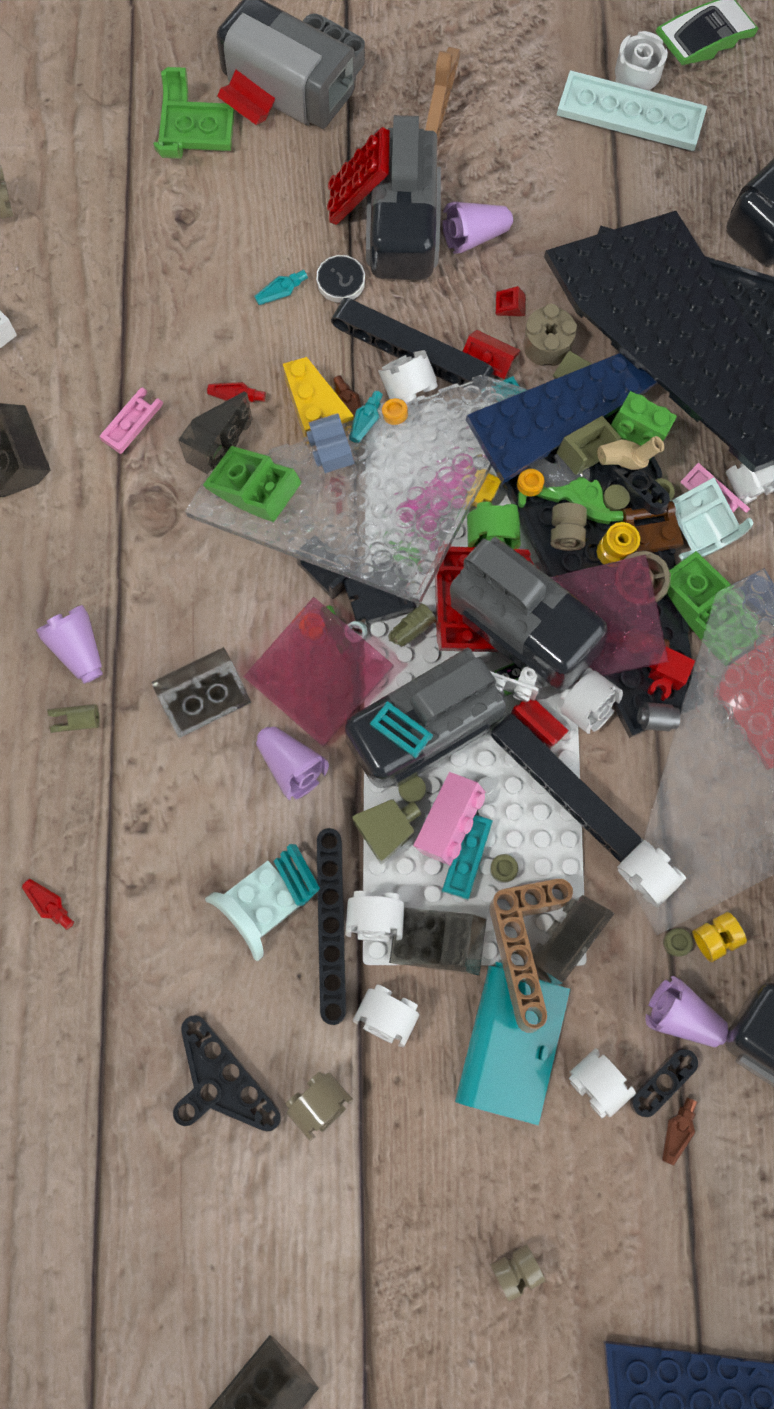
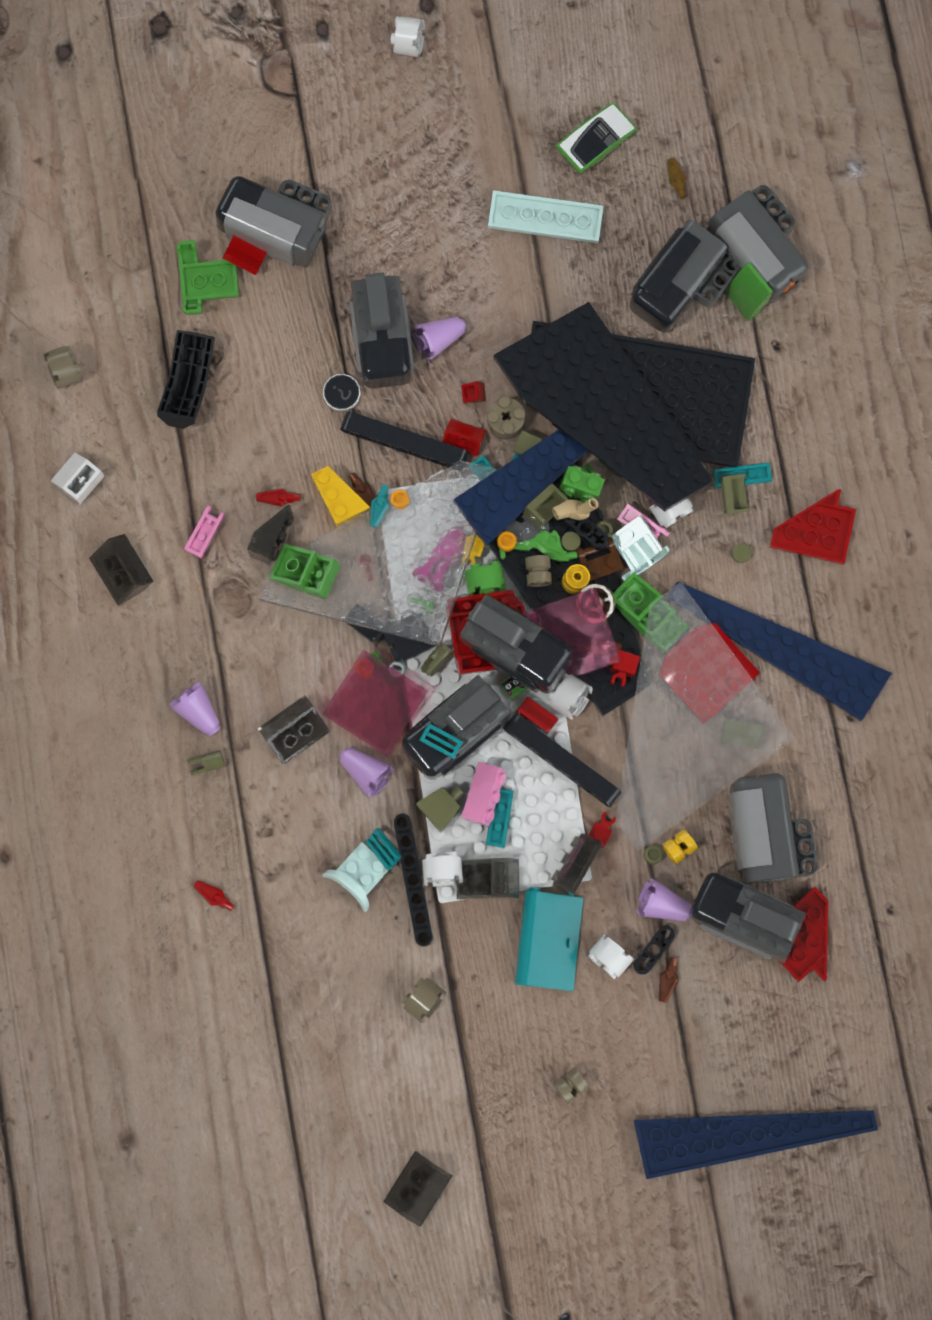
camera: 10 degrees left, 5 degrees up
(145, 228) = (186, 379): none -> black piece
(210, 1071) = (345, 990): black beam -> none
(280, 287) = (296, 407): teal piece -> none
(331, 443) = (357, 532): sand blue brick -> none
(359, 176) = (344, 316): red tile -> none
(387, 1016) = (460, 934): white brick -> none
(408, 376) = (405, 469): white brick -> none
(412, 790) = (455, 777): olive tile -> none
(444, 77) = (395, 228): medium nougat beam -> none
(504, 868) = (526, 822): olive tile -> none
(520, 945) = (543, 873): medium nougat beam -> none
(521, 689) = (521, 696): white hinge -> none
(609, 895) = (601, 831): none -> red plate
(641, 61) = (544, 186): white brick -> none
(650, 873) = (625, 811): white brick -> none
(658, 717) = (619, 700): flat silver brick -> none

